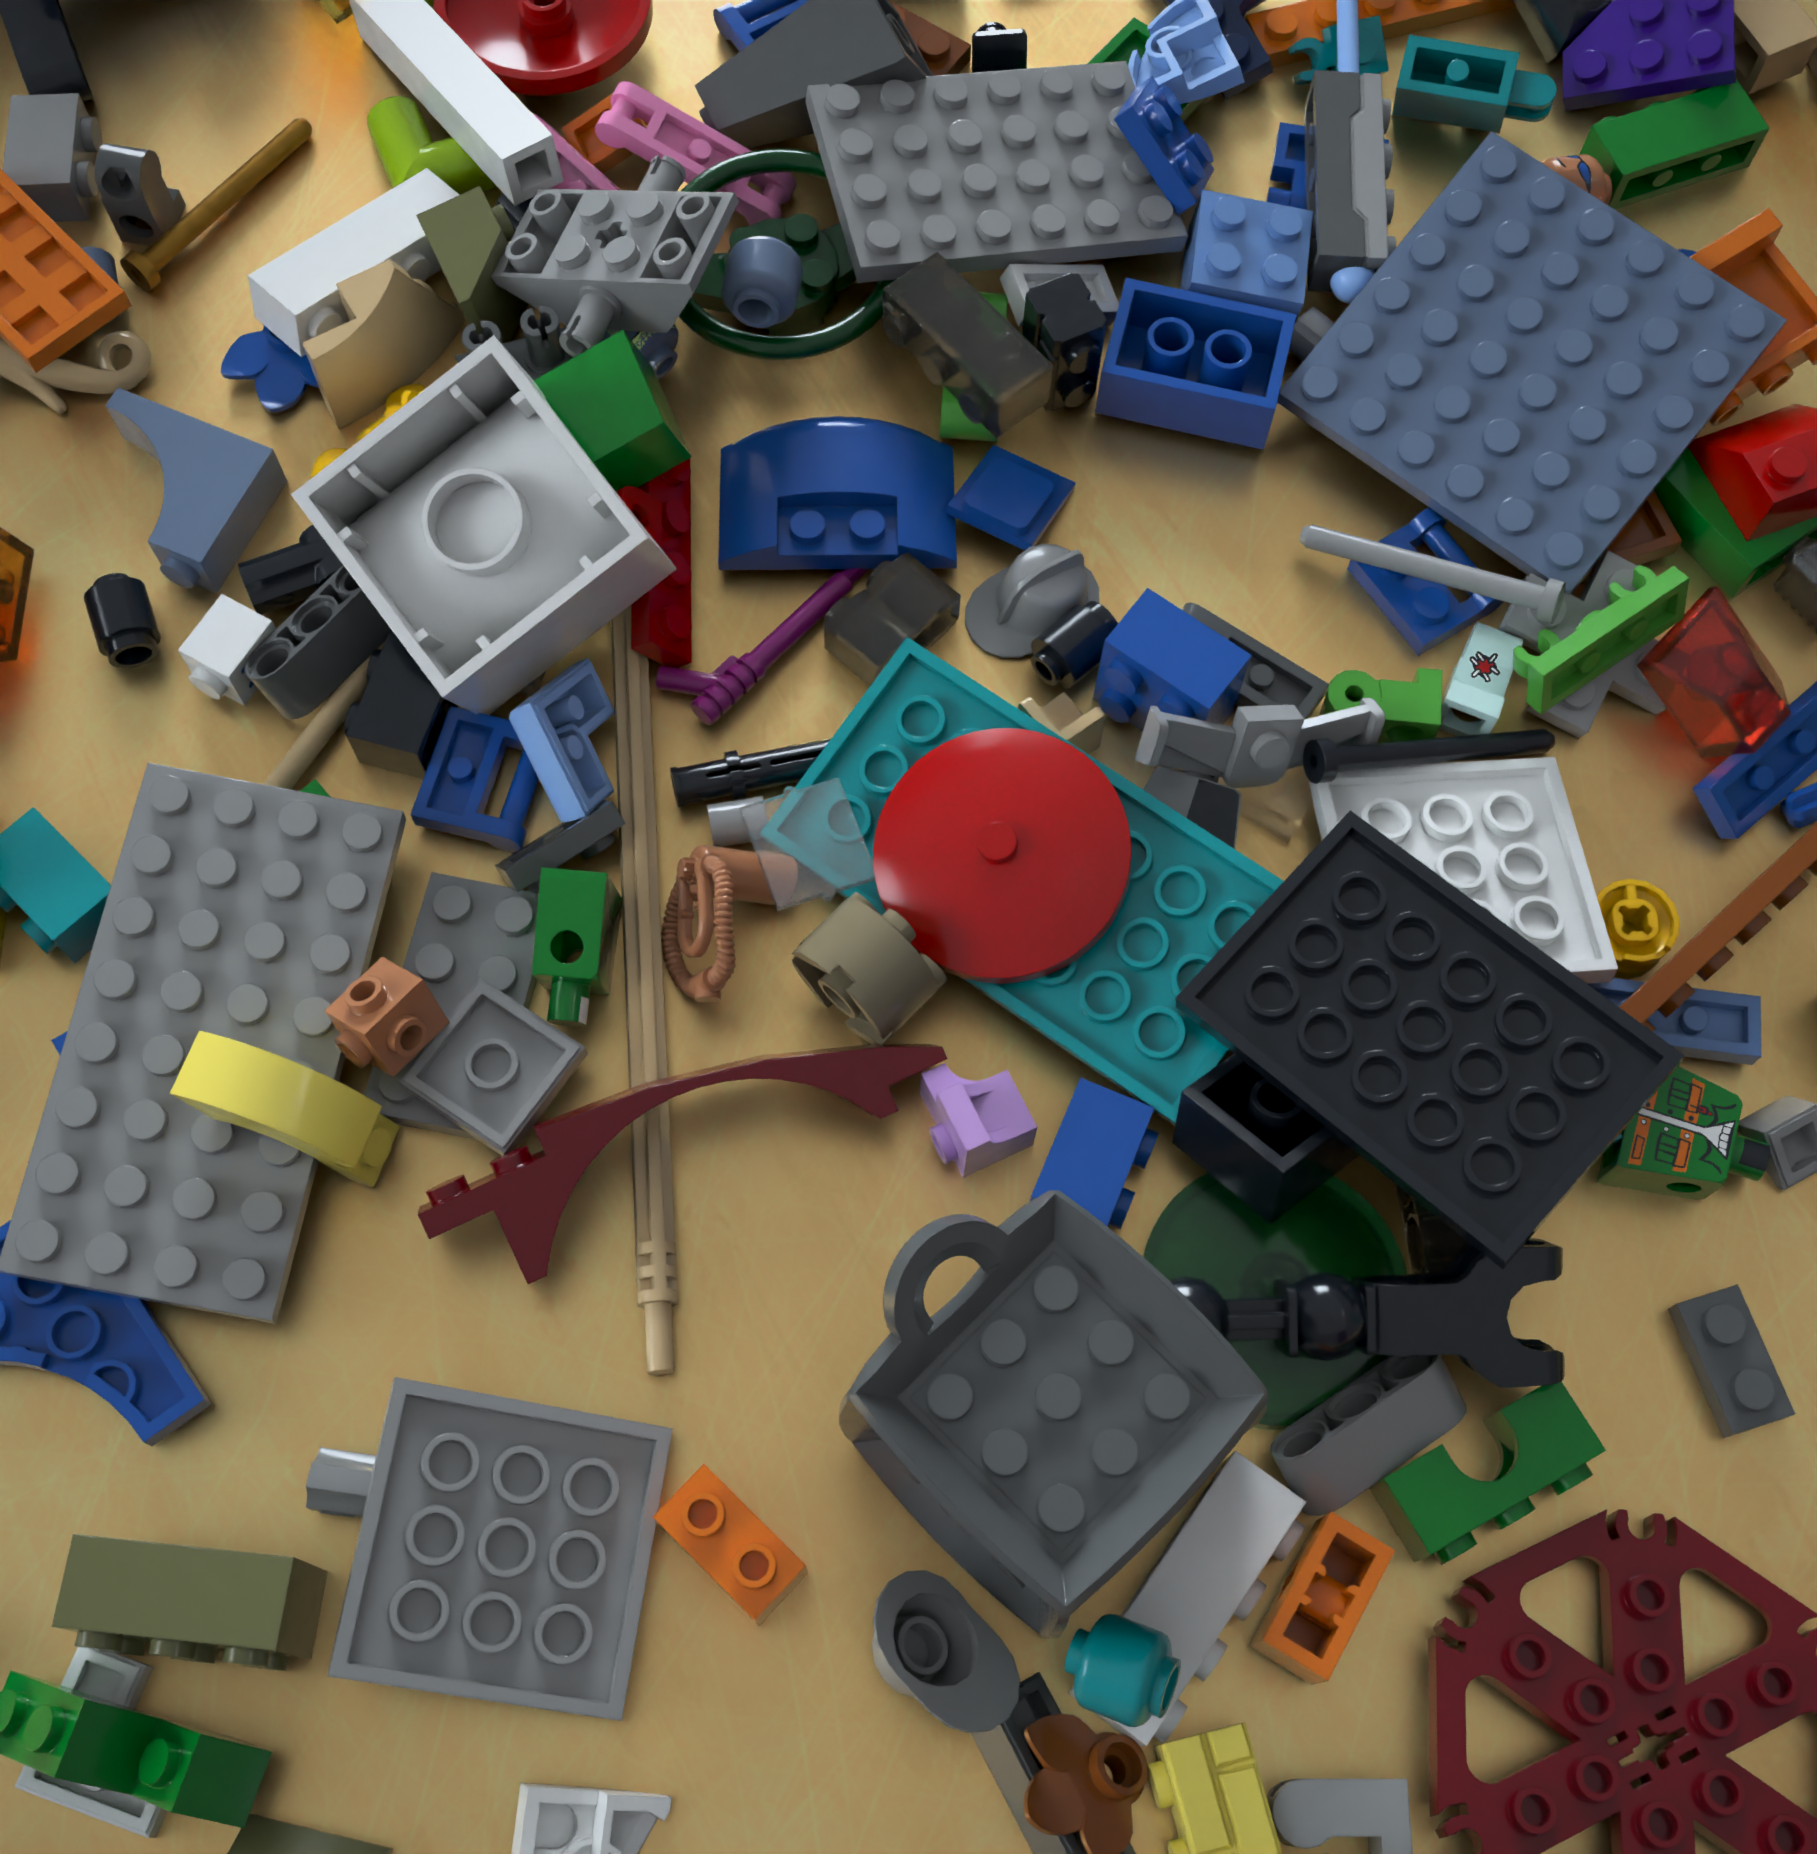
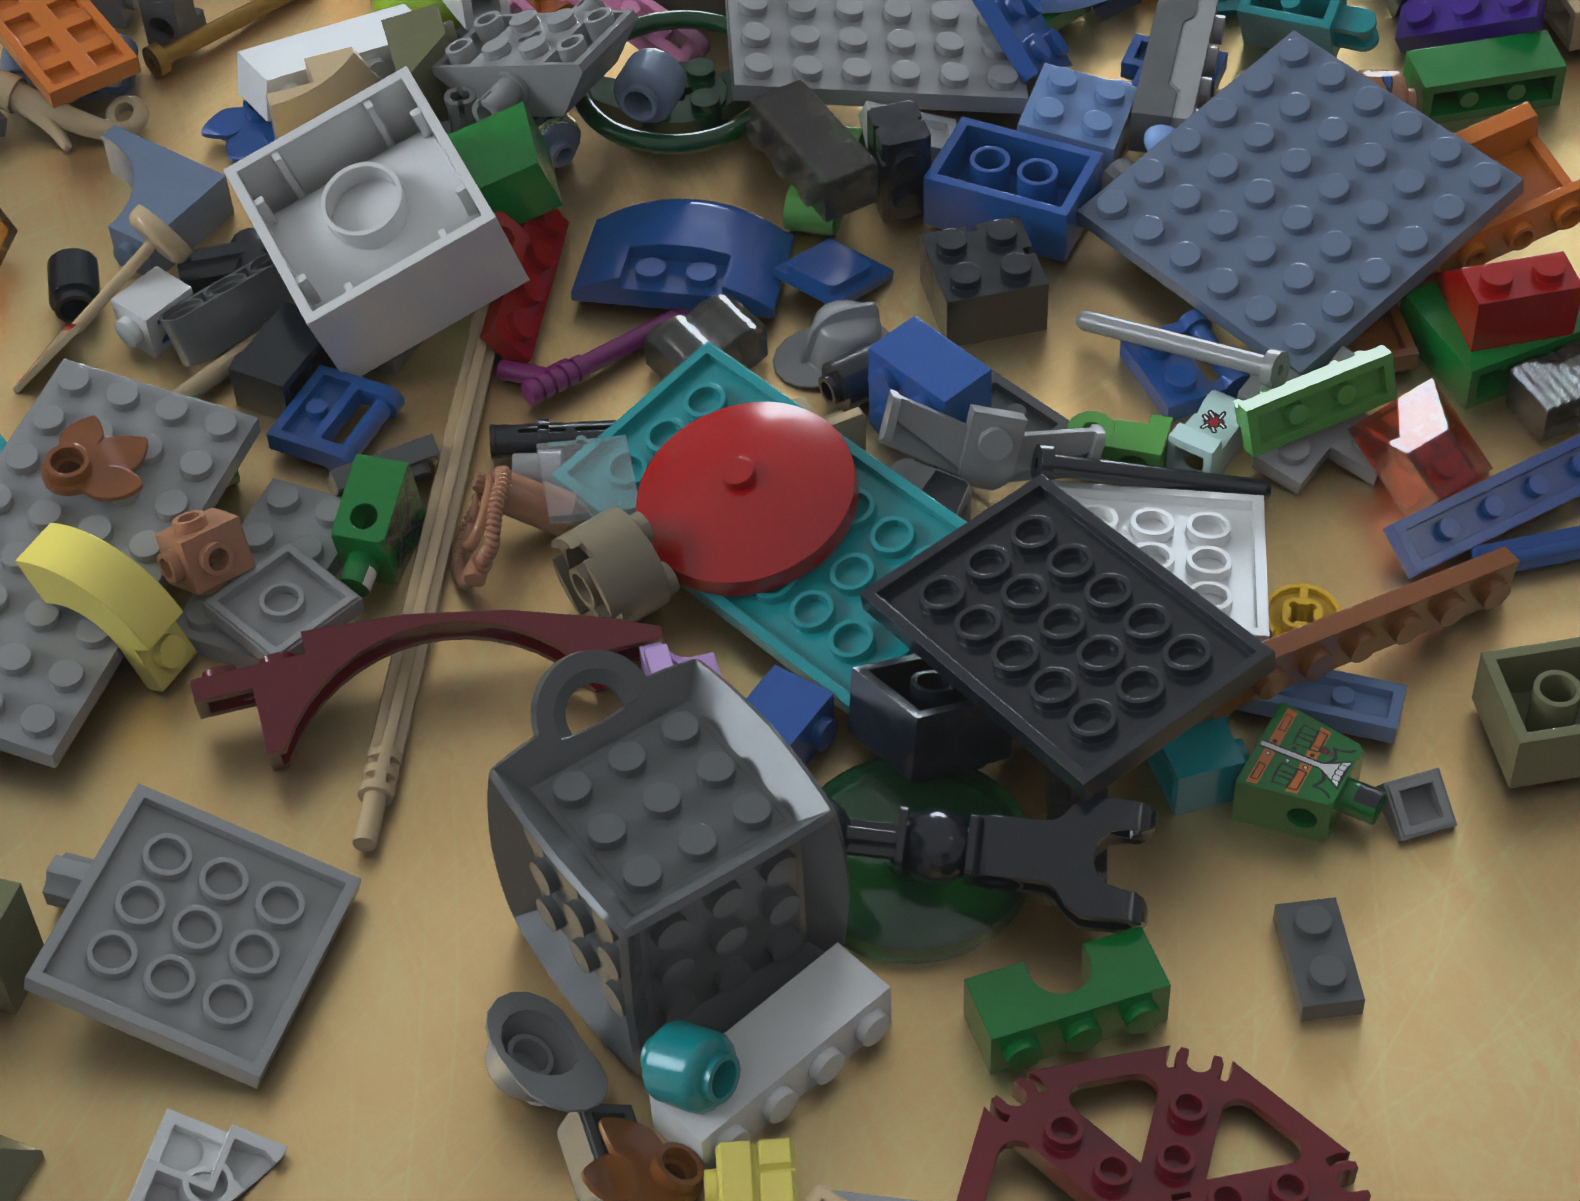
camera: 15 degrees right, 20 degrees down
(131, 698) = (157, 237): none -> tan piece
(235, 911) = (94, 463): none -> dark orange plate
(555, 737) = (400, 381): light blue brick -> none
(731, 1544) = (387, 964): orange brick -> none
(1187, 496) = (984, 281): none -> black piece
(1322, 1598) = (887, 1064): orange brick -> none
(1367, 1430) = (975, 945): light grey beam -> none

